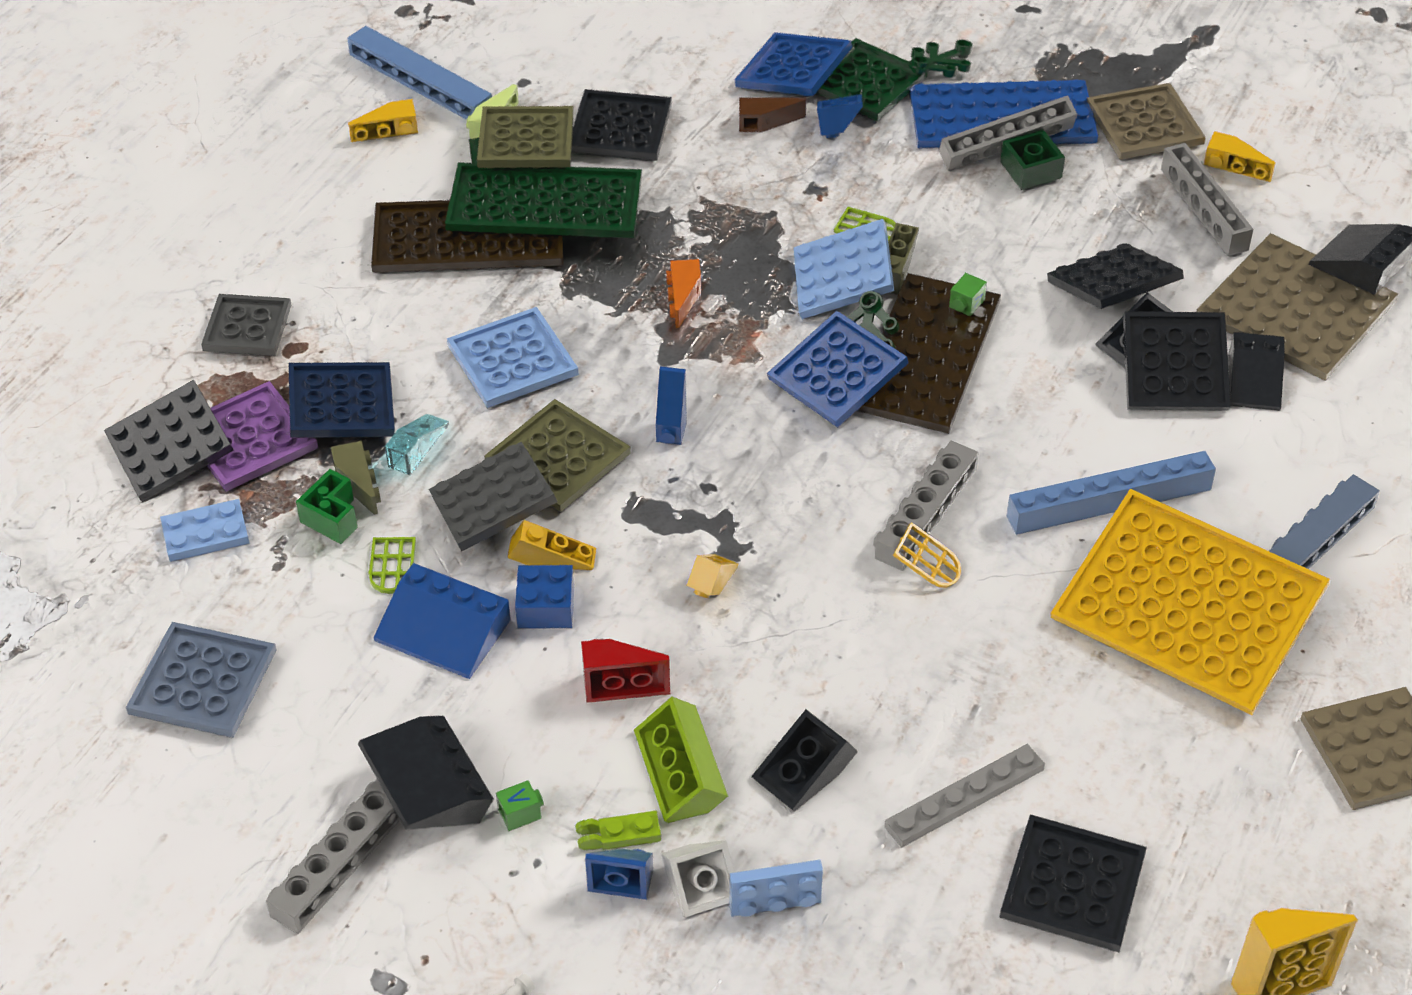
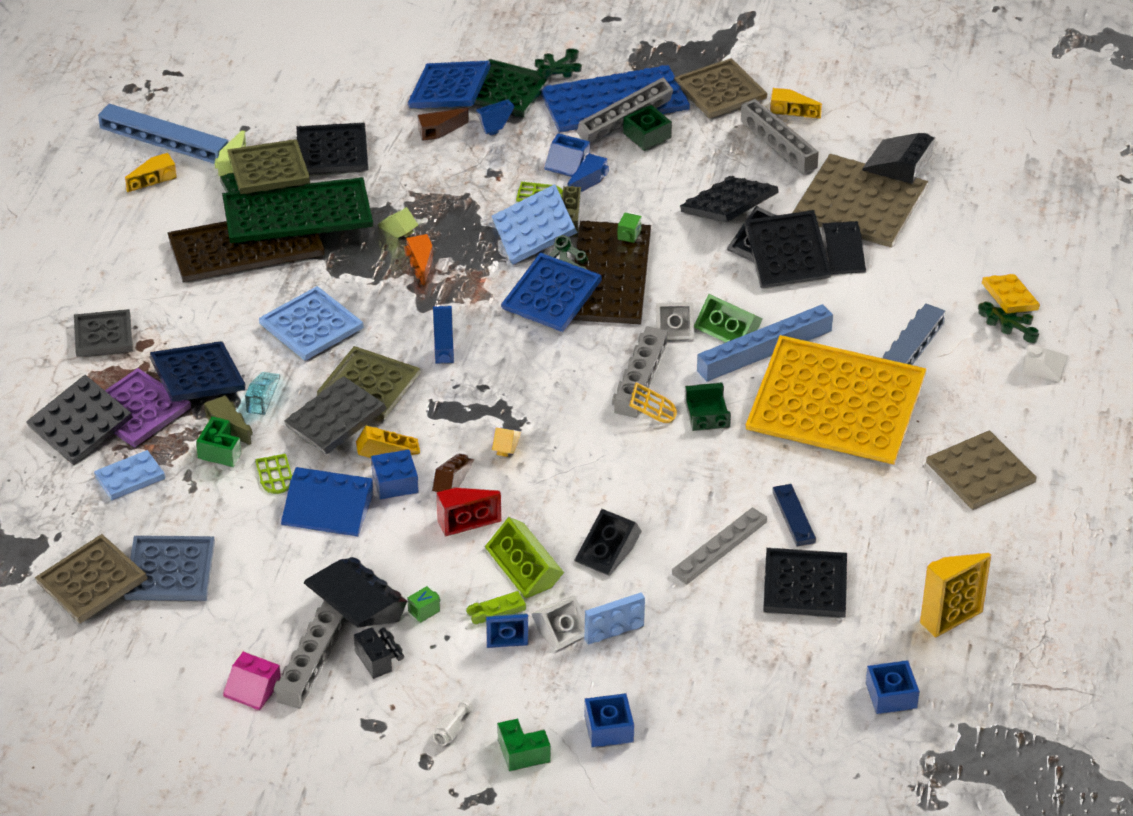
camera: 15 degrees left, 5 degrees down
(90, 676) = (91, 578): none -> dark tan plate
(242, 878) = (252, 680): none -> dark pink slope
(422, 867) = (373, 651): none -> black brick
(622, 610) = (452, 472): none -> reddish brown slope
(670, 239) = (399, 223): none -> yellowish green slope
(916, 181) = (566, 154): none -> slope
(938, 209) = (589, 172): none -> blue slope
(995, 437) = (676, 319): none -> white slope
(1004, 574) = (707, 406): none -> dark green panel
(1065, 449) = (725, 320): none -> bright green slope
(1085, 767) = (794, 515): none -> dark blue plate

